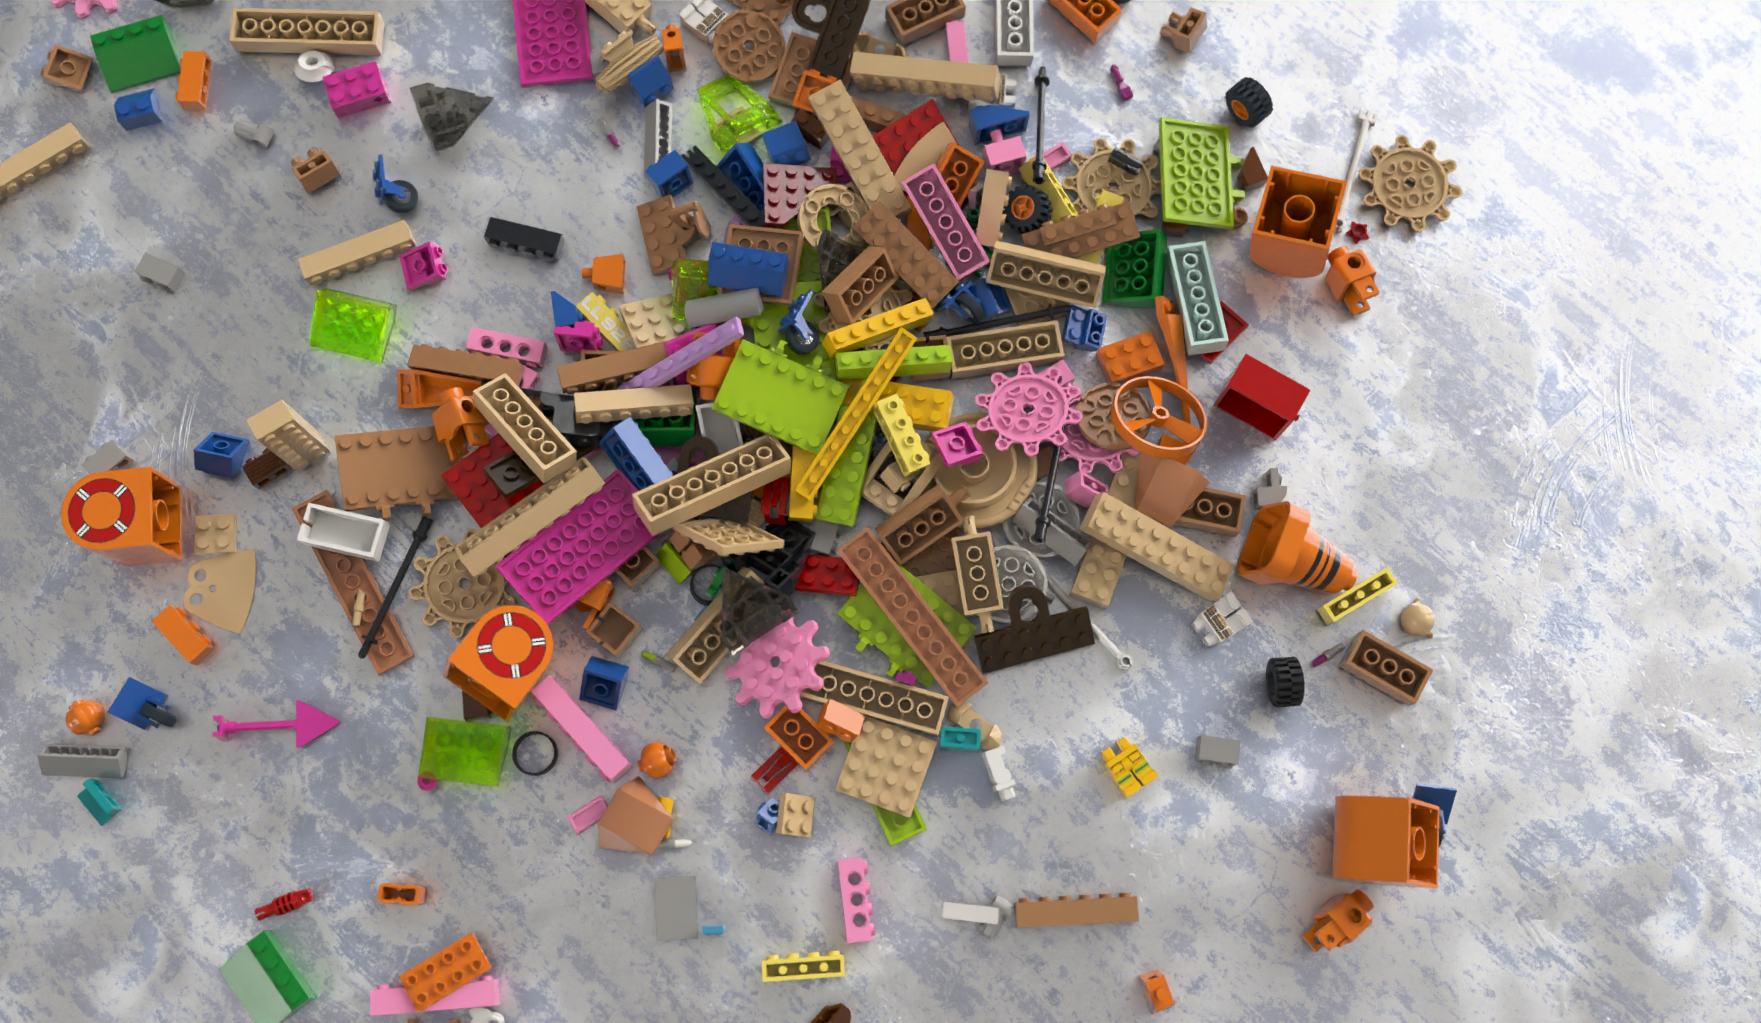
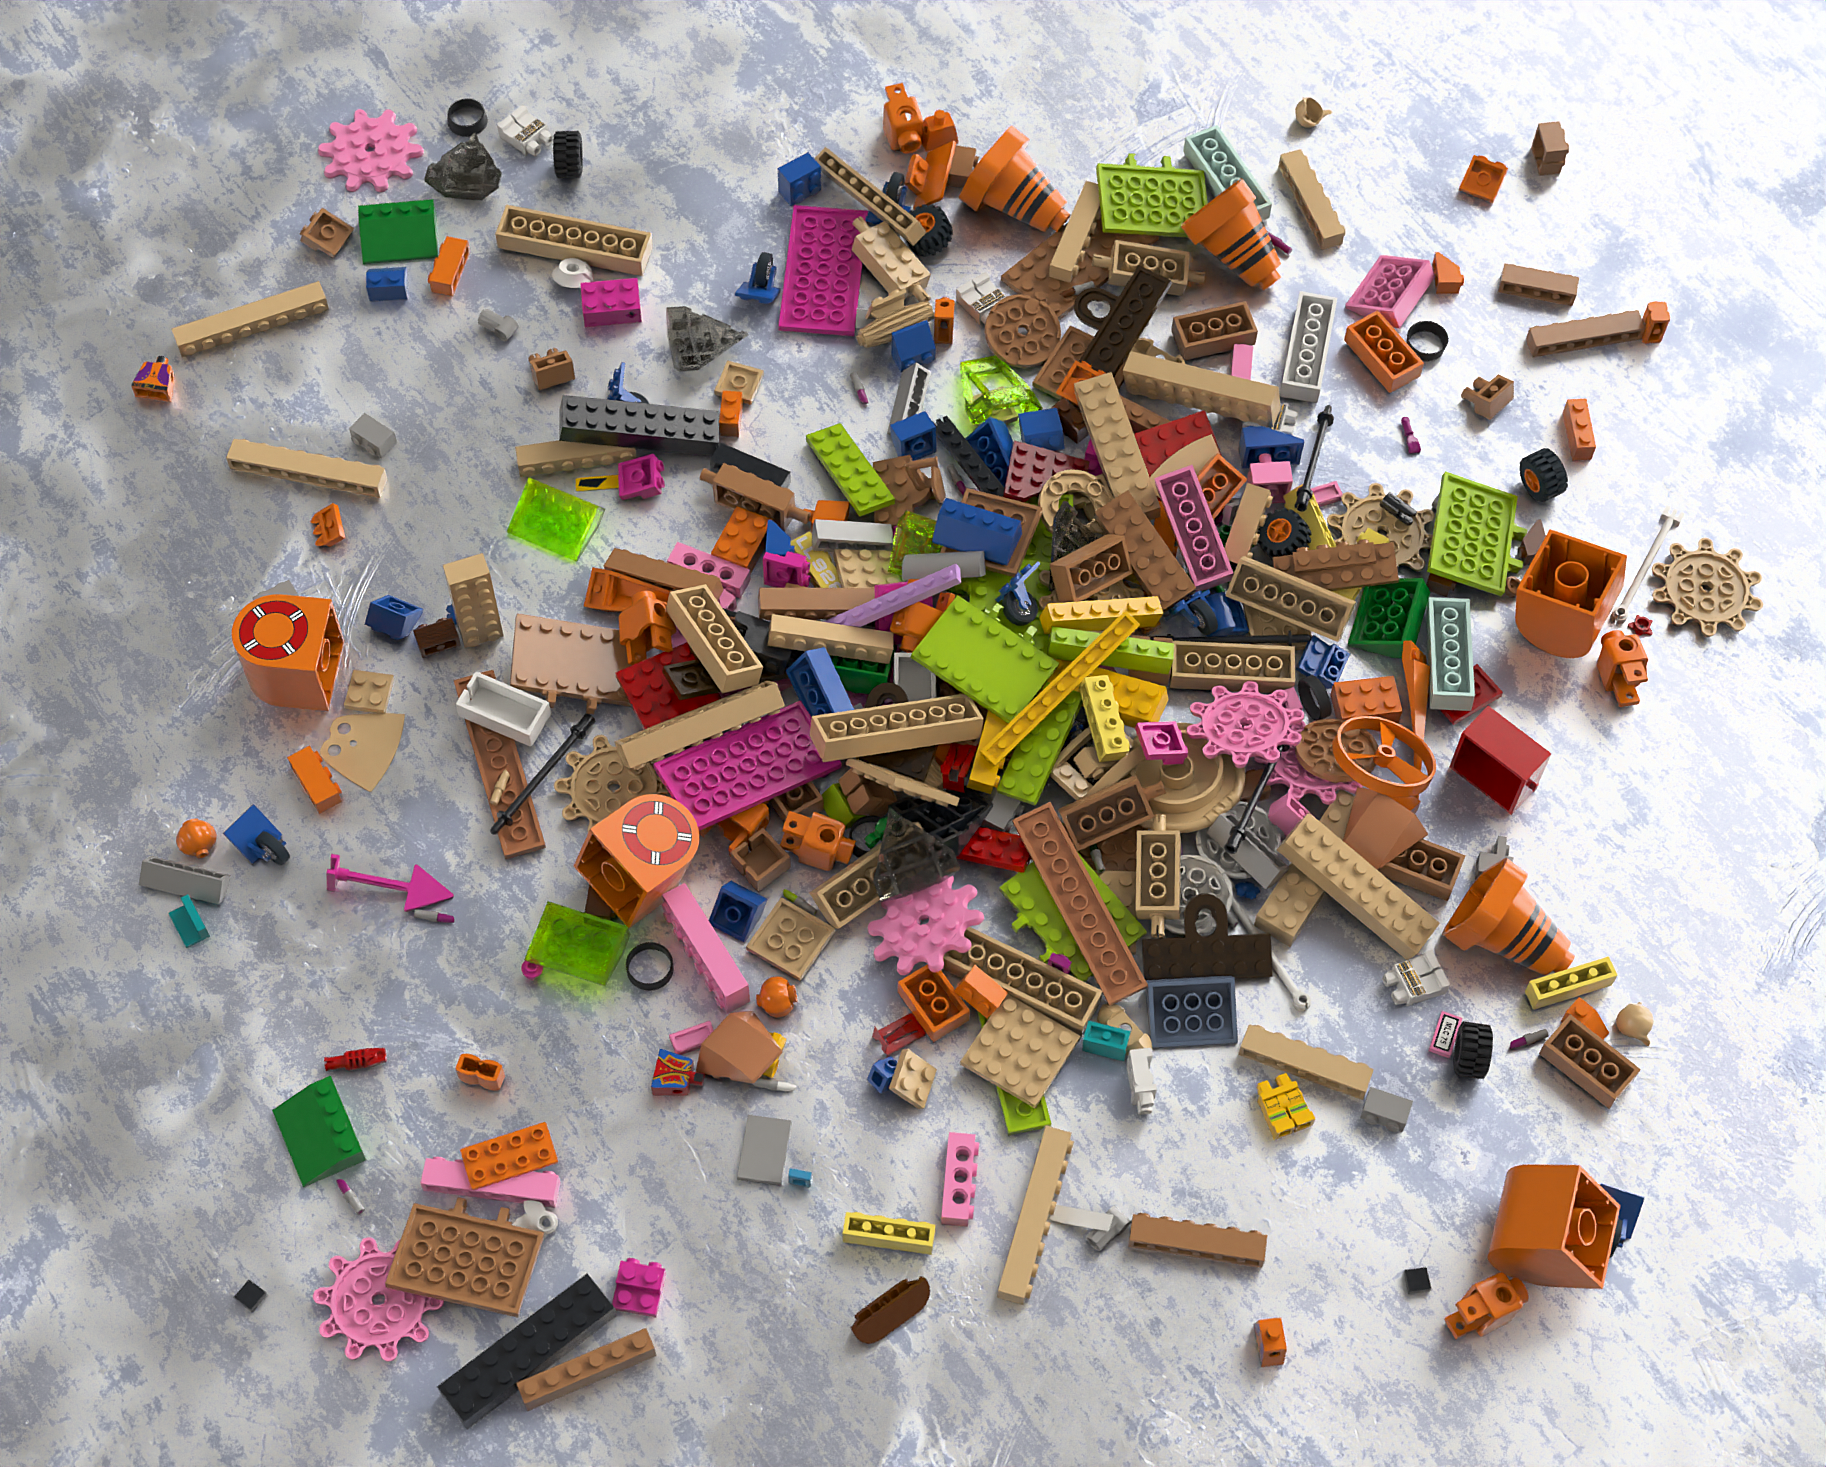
camera: 15 degrees right, 15 degrees down
(103, 318) = (306, 468): none -> tan brick
(139, 374) = (328, 526): none -> orange plate
(325, 746) = (433, 916): none -> light grey piece
(383, 277) = (597, 483): none -> yellow sticker
(408, 216) = (638, 425): none -> brick
(494, 44) = (764, 275): none -> blue plate
(494, 183) = (731, 413): none -> orange brick
(495, 149) = (740, 378): none -> tan plate
(531, 311) = (742, 538): none -> orange brick
(533, 266) = (746, 490): none -> medium nougat brick
(580, 856) = (674, 1075): none -> torso
(617, 219) = (850, 469): none -> lime plate
(631, 288) = (851, 535): none -> light grey brick
(653, 600) = (817, 840): none -> orange piece
(657, 700) = (790, 939): none -> tan plate
(718, 208) = (956, 478): none -> light grey piece
(917, 562) = (1097, 858): none -> light grey piece
(928, 919) = (1034, 1215): none -> tan brick
(1030, 692) = (1192, 1011): none -> sand blue slope
(1057, 564) = (1247, 890): none -> blue plant
(1092, 373) = (1313, 683): none -> black tyre
(1139, 720) = (1306, 1061): none -> tan brick
(1255, 666) = (1445, 1034): none -> tile
(1271, 48) = (1579, 429): none -> orange brick
(1272, 904) = (1417, 1280): none -> black tile
(1376, 626) = (1588, 1016): none -> orange slope

